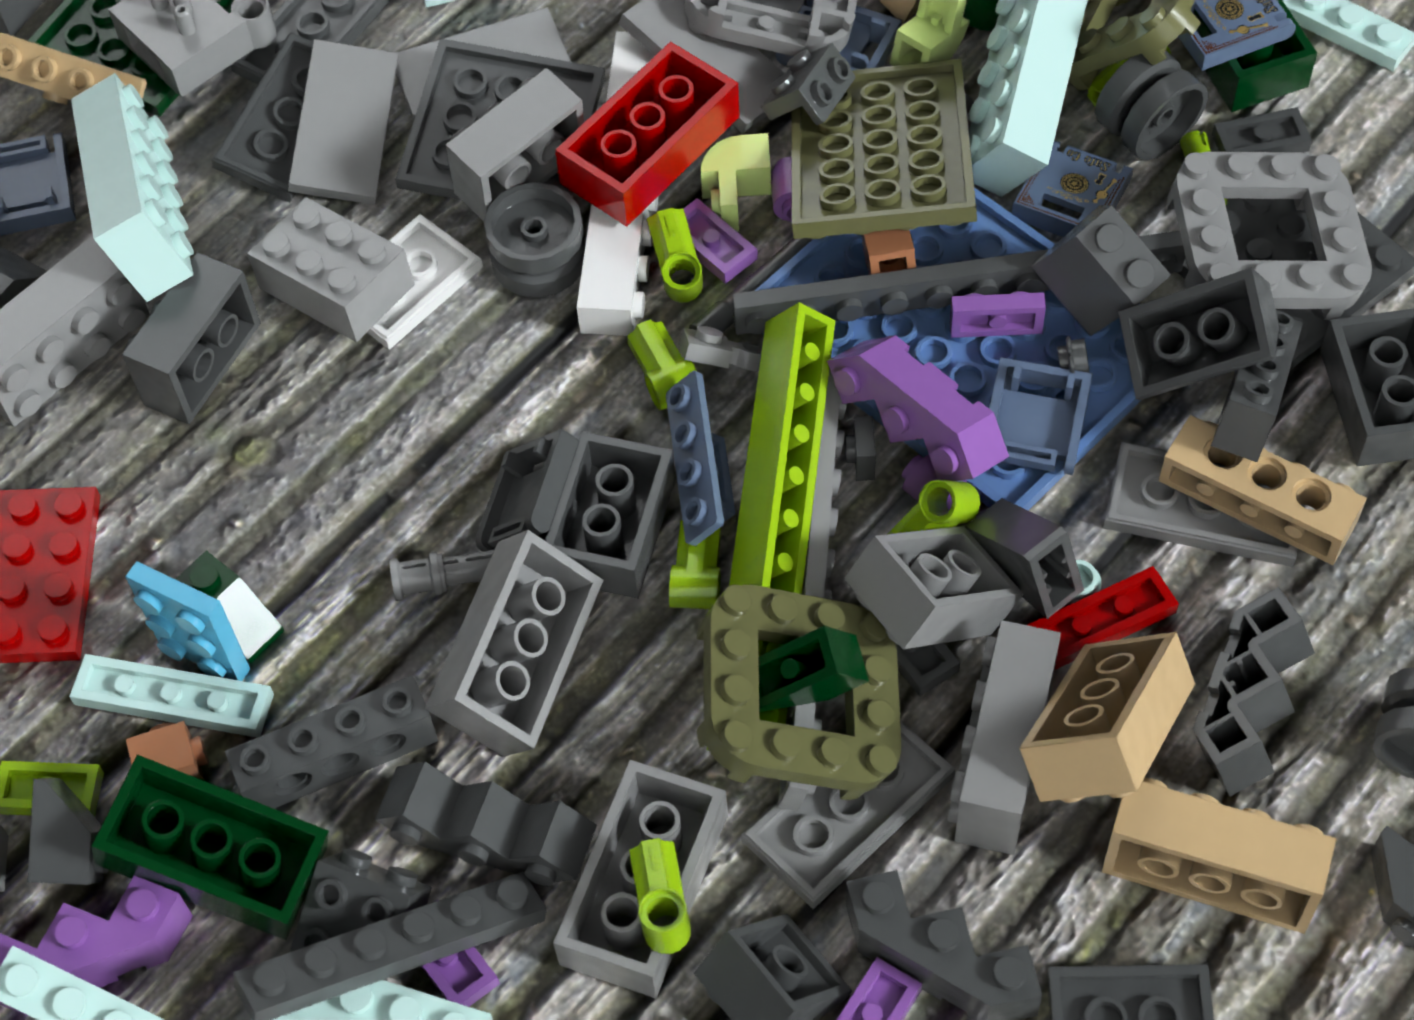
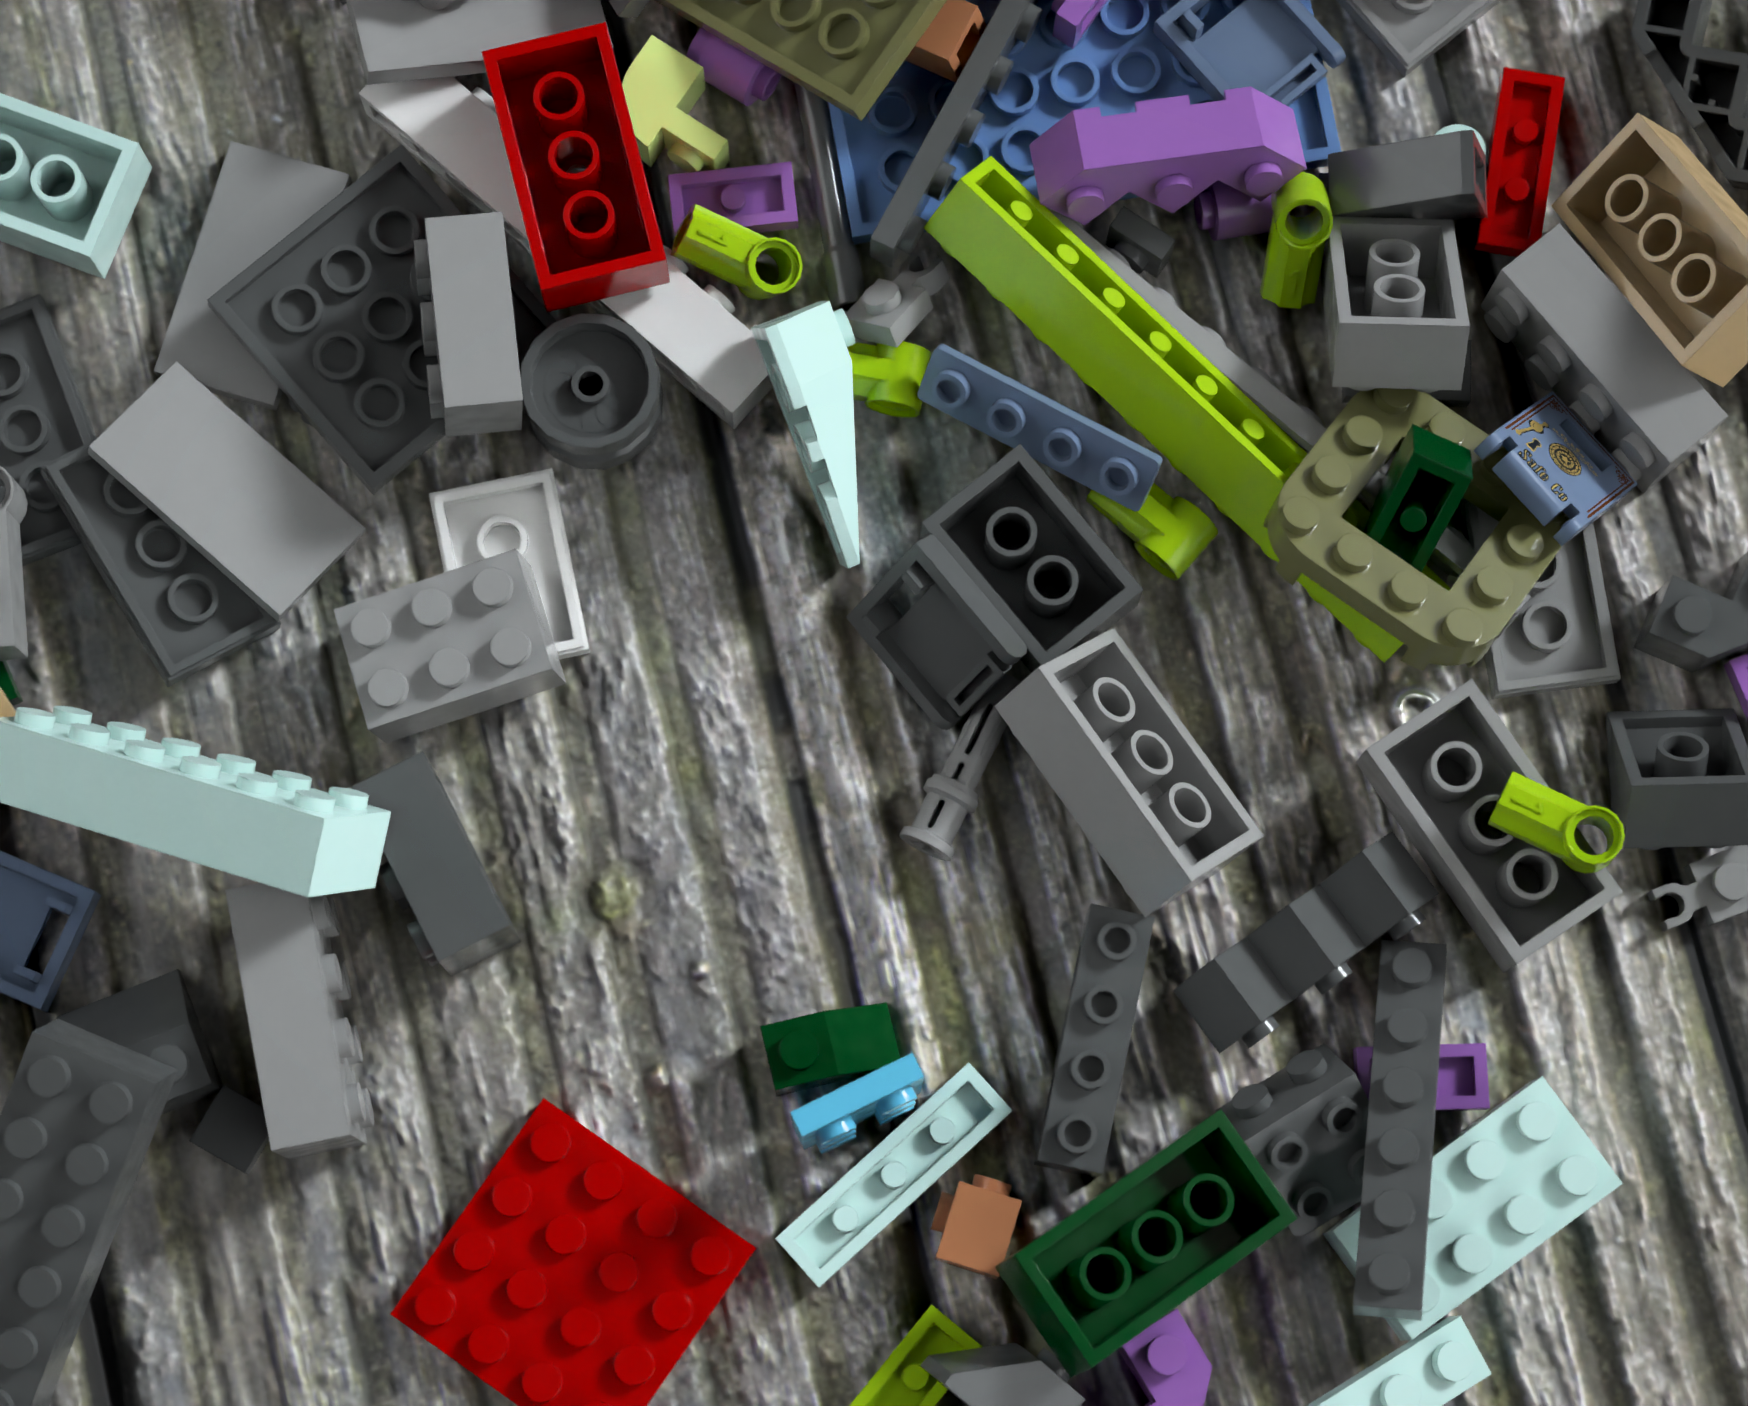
camera: 60 degrees left, 20 degrees up
(622, 321) = (814, 388): none -> light aqua wedge
(911, 748) = (1557, 466): none -> sand blue container

